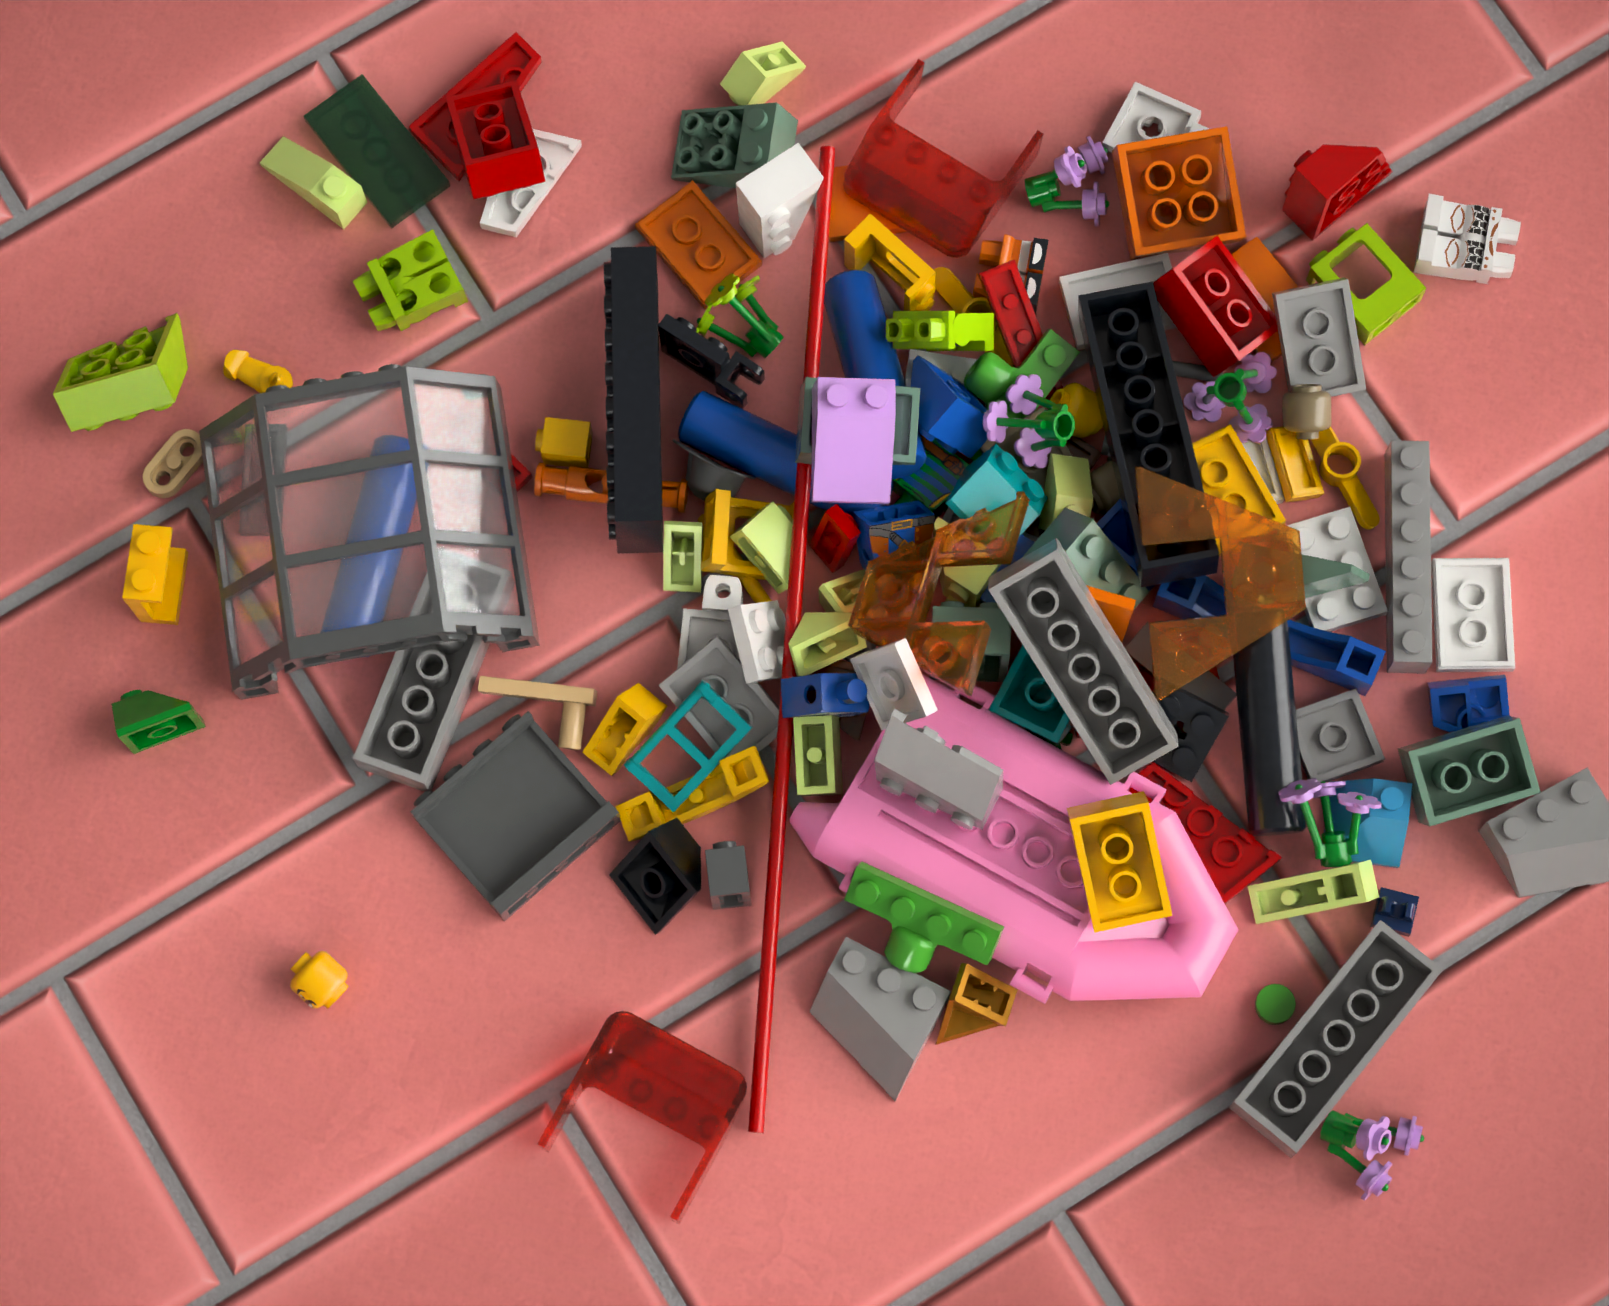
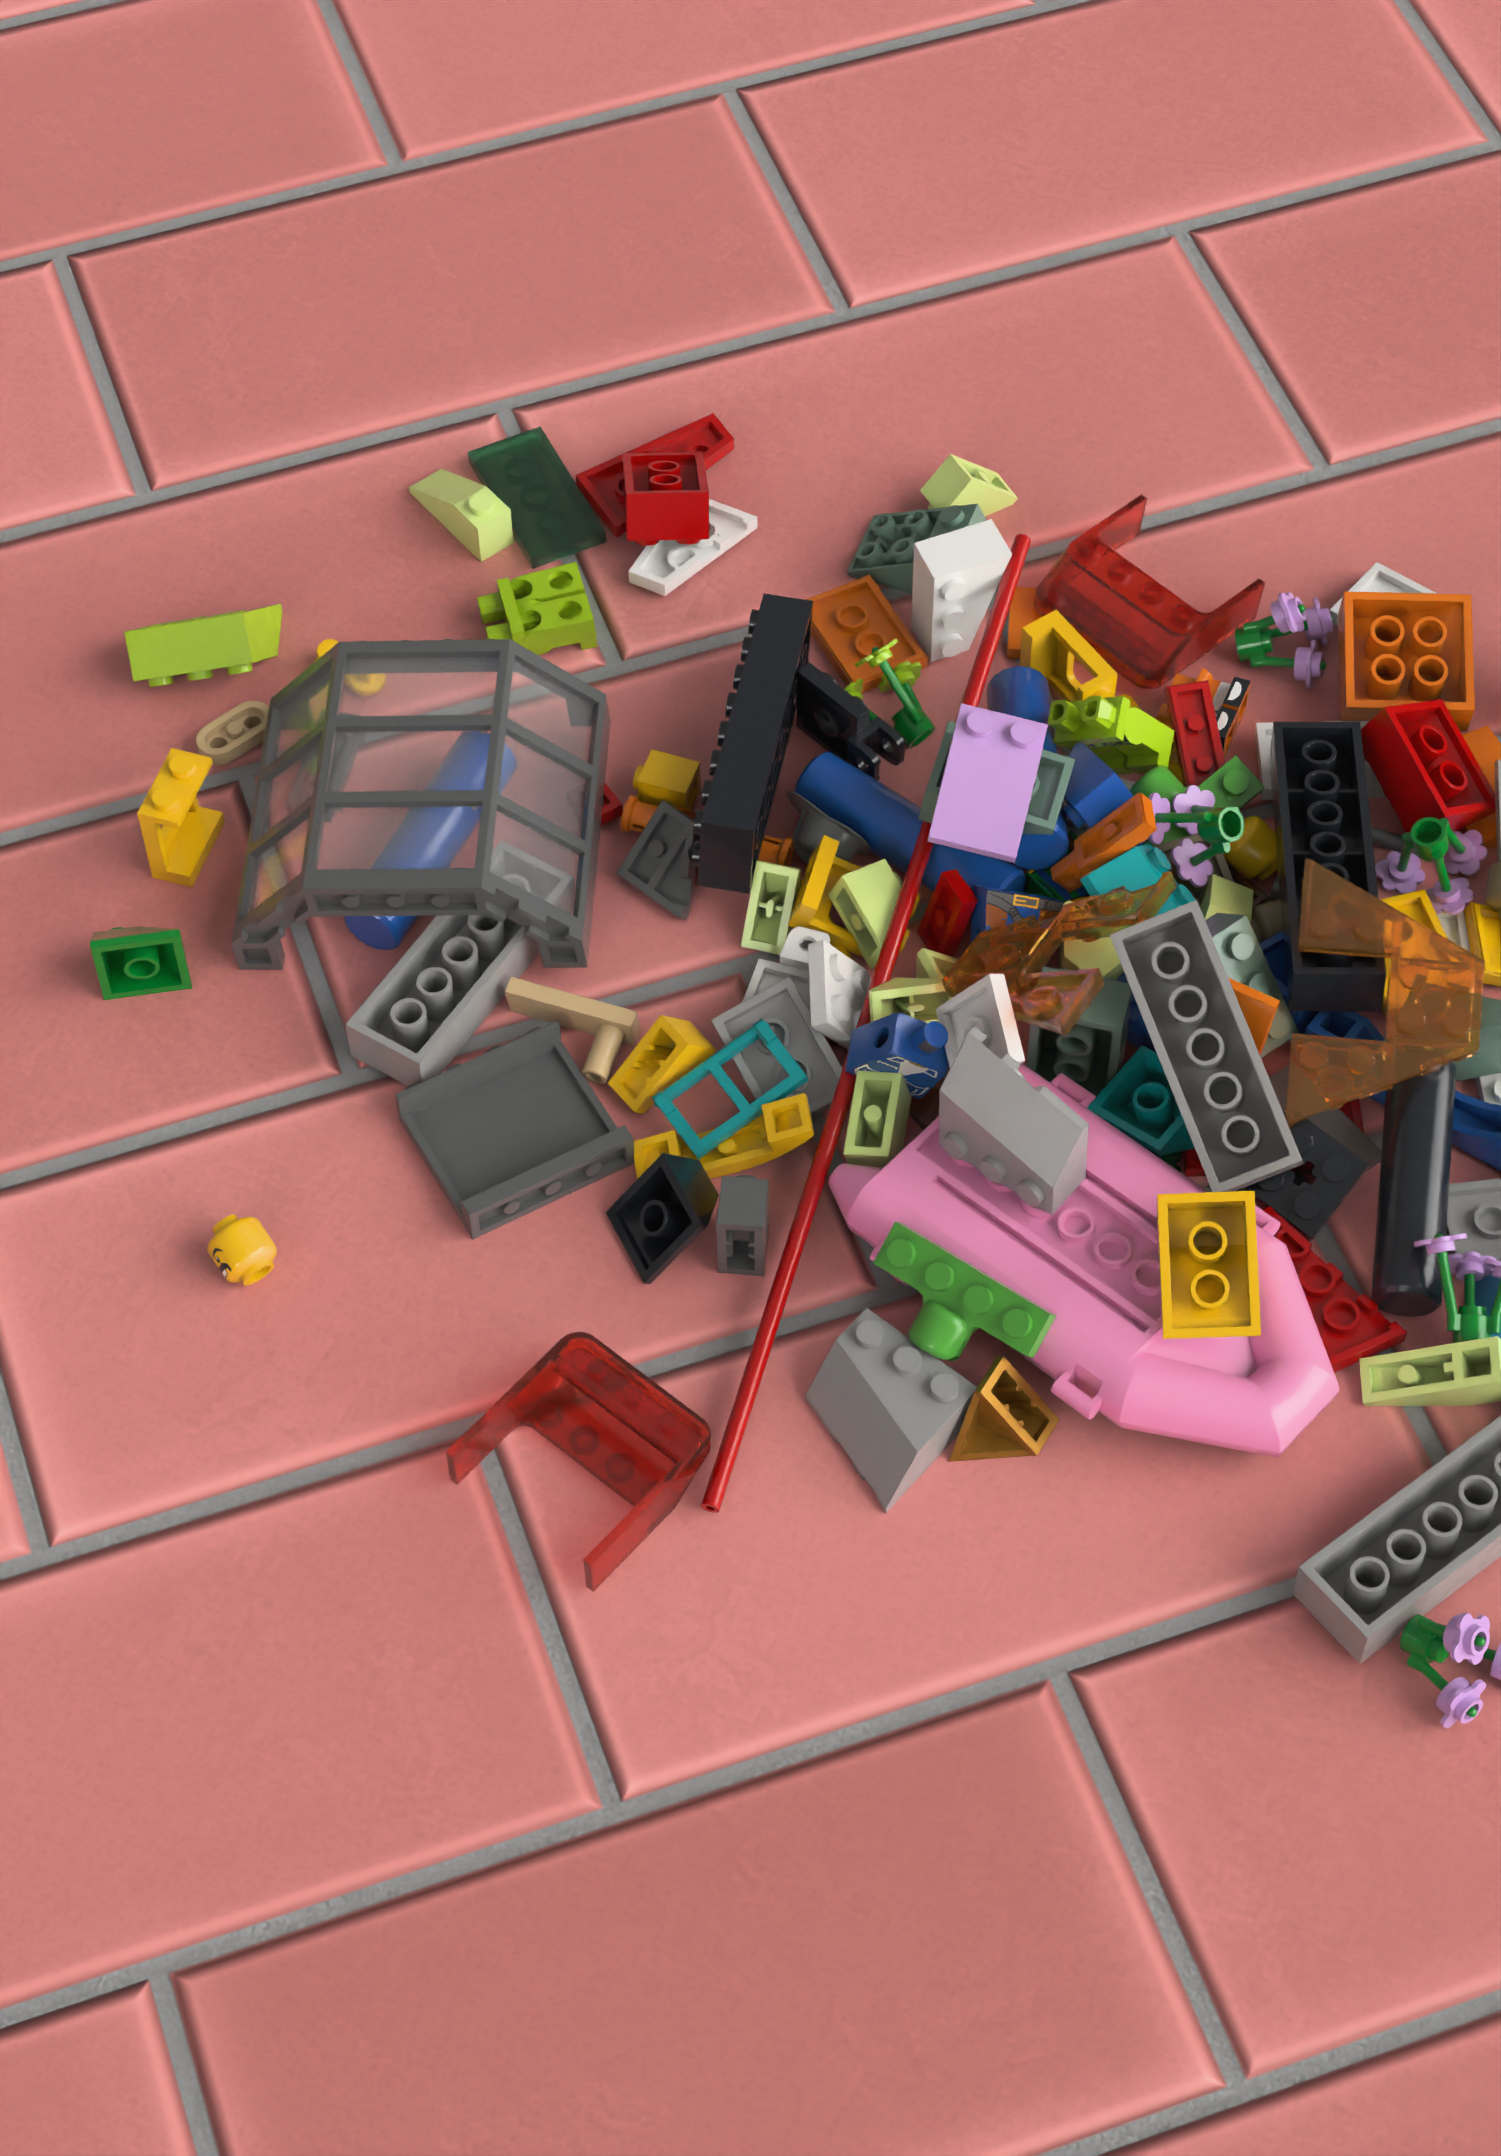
camera: 10 degrees right, 20 degrees down
(581, 525) = (663, 859): none -> dark grey wing
(960, 455) = (1106, 840): none -> orange hinge
(1275, 1004) = (1368, 1489): bright green tile -> none

